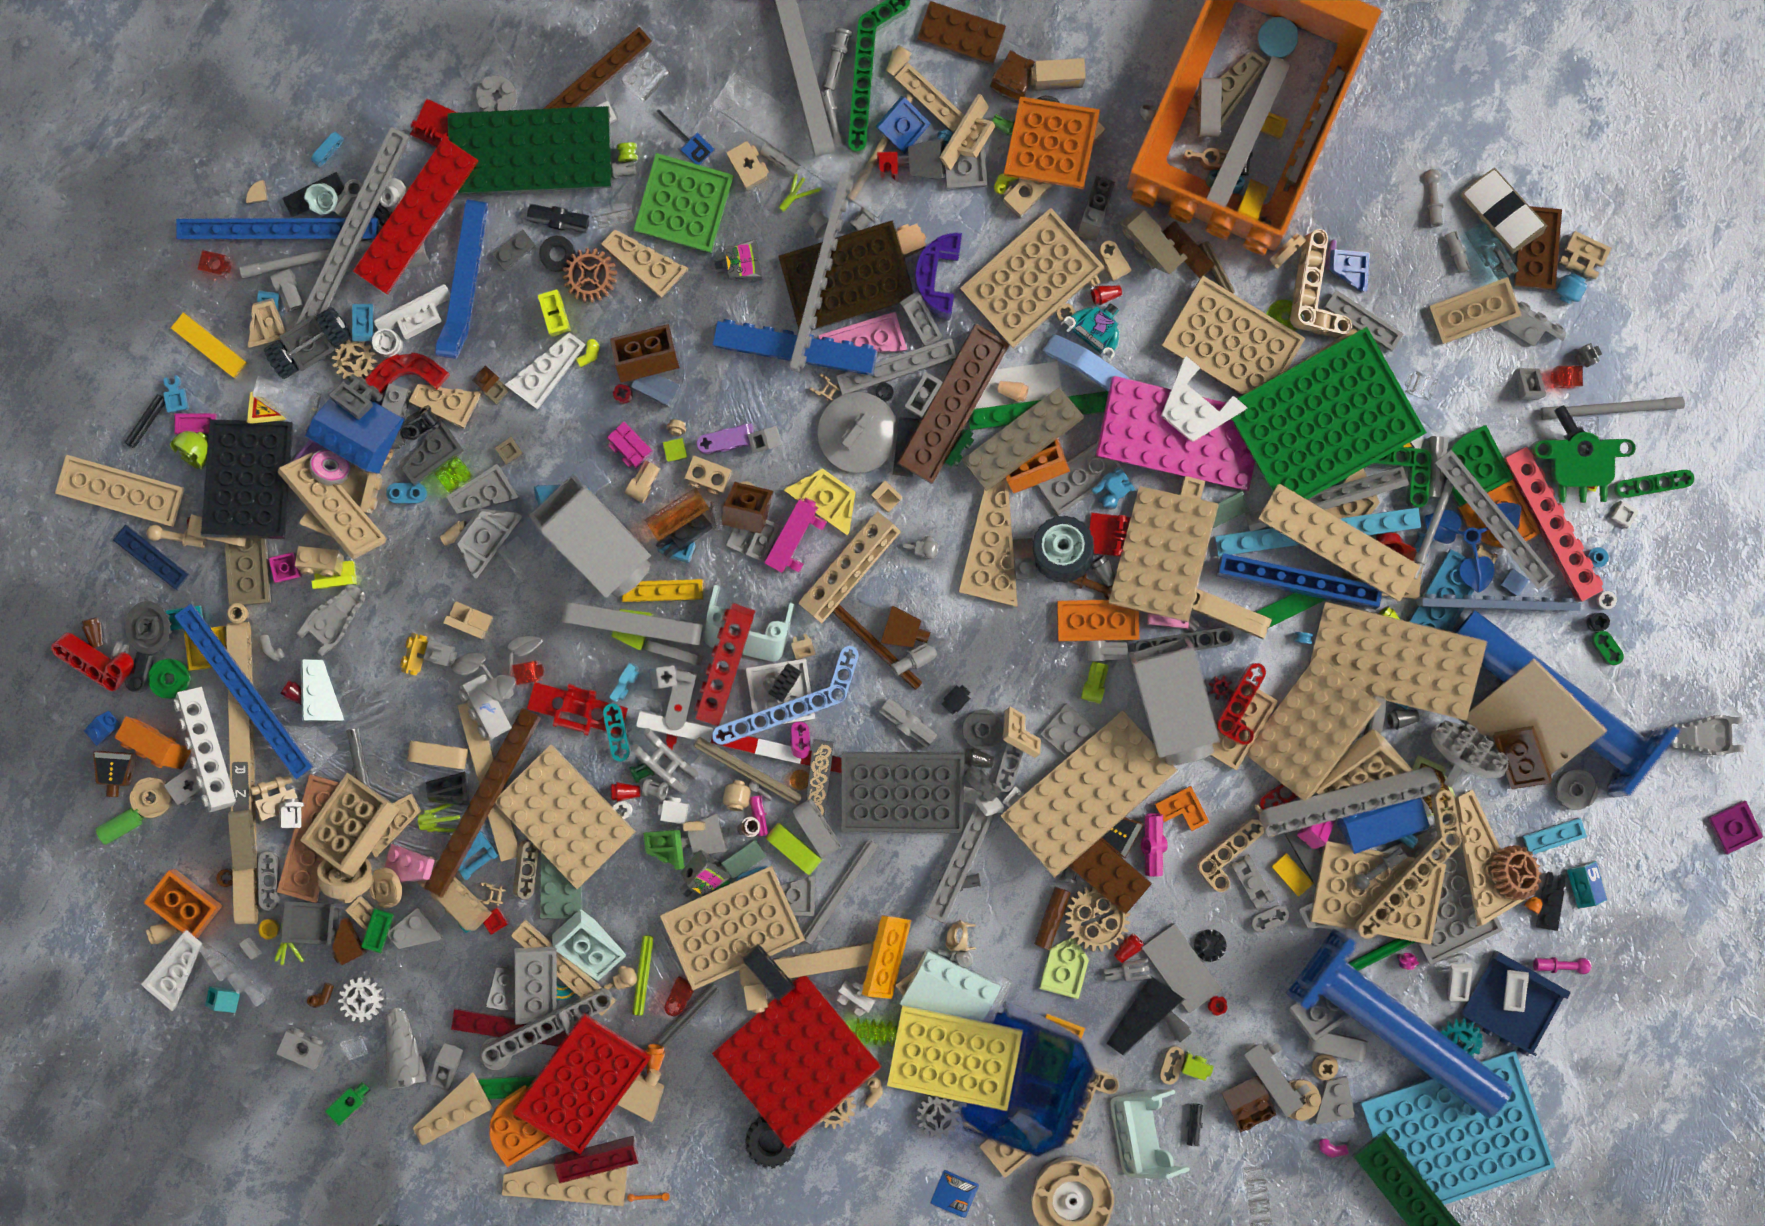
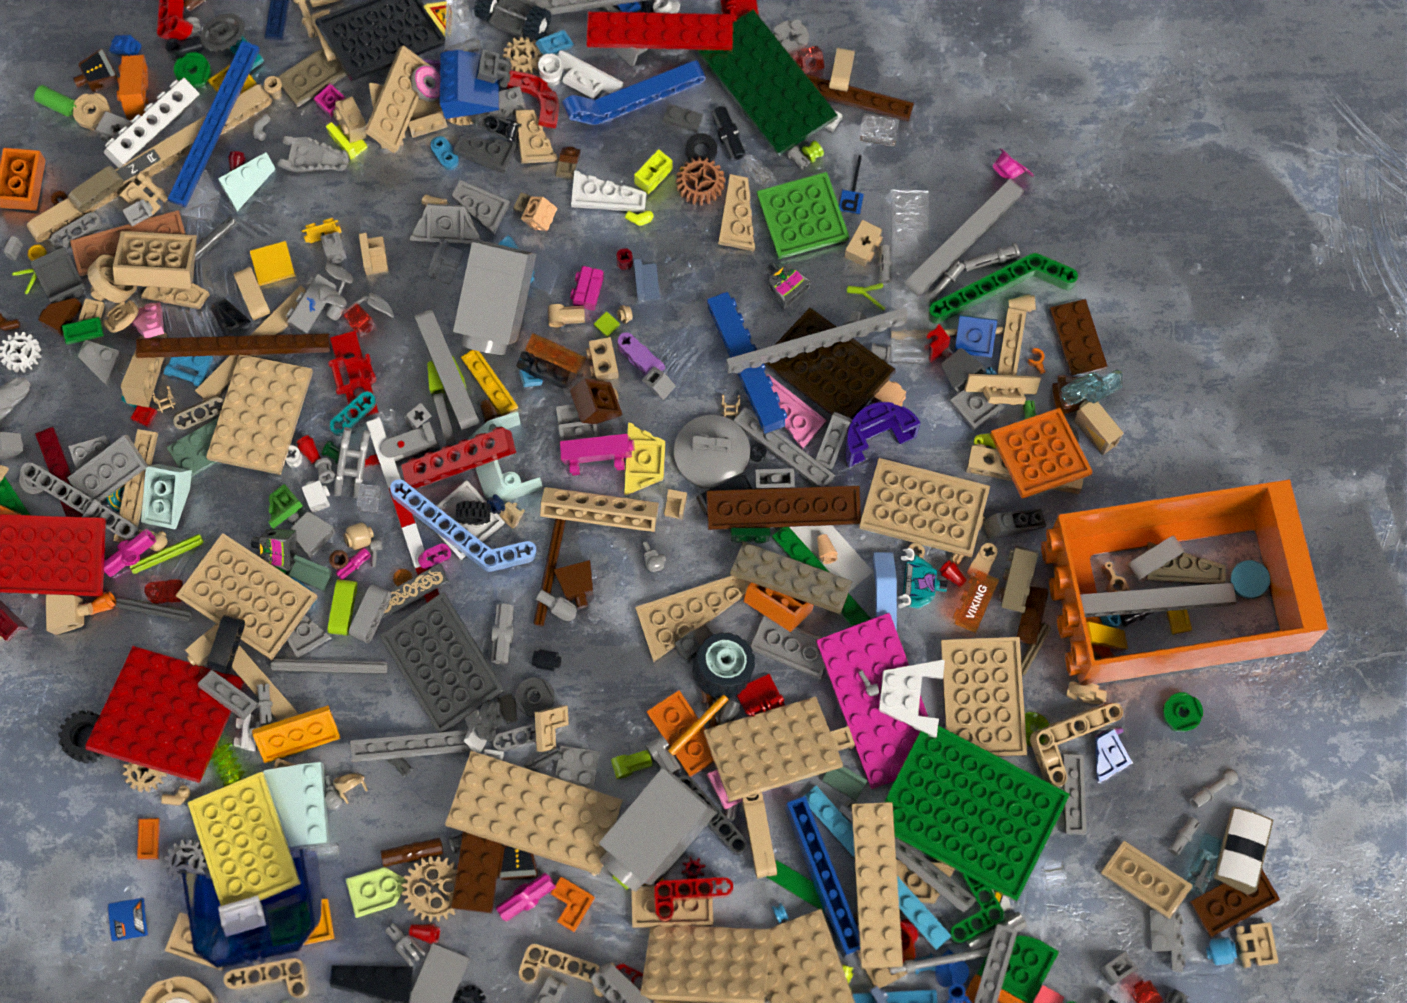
camera: 55 degrees right, 15 degrees down
(418, 718) = (272, 263): none -> yellow tile
(429, 820) = (195, 318): lime plant -> none
(453, 474) = (480, 175): clear neon green wheel -> none
(528, 444) = (539, 213): none -> light nougat head
(533, 93) = (815, 64): none -> clear red brick
(563, 71) = (842, 69): none -> tan beam
(623, 1008) = (129, 552): none -> dark pink piece
(628, 676) = (402, 393): medium azure plate -> none
(644, 353) = (666, 253): reddish brown brick -> none
(694, 608) = (489, 411): none -> reddish brown cone
(694, 825) = (312, 513): tan tile -> none
(747, 771) = (383, 531): dark tan axle -> none
(787, 656) = (496, 503): none -> dark blue plate
(815, 996) = (227, 694): none -> light grey plate
(843, 969) = (264, 704): none -> light grey pin
(895, 1136) = (148, 839): none -> orange tile
(964, 85) = (1038, 364): none -> orange piece
(1020, 1096) = (242, 915): none -> white hinge
(1024, 57) = (1092, 387): none -> clear light blue plate
(1044, 757) = (543, 760): none -> dark grey axle
(1100, 604) = (697, 725): none -> light orange bar
(1115, 486) = (802, 677): dark azure animal -> none
(1145, 291) = (975, 600): none -> clear orange brick
(1171, 435) = (870, 689): none -> light grey hand
(1363, 173) = (1187, 702): none -> green plate

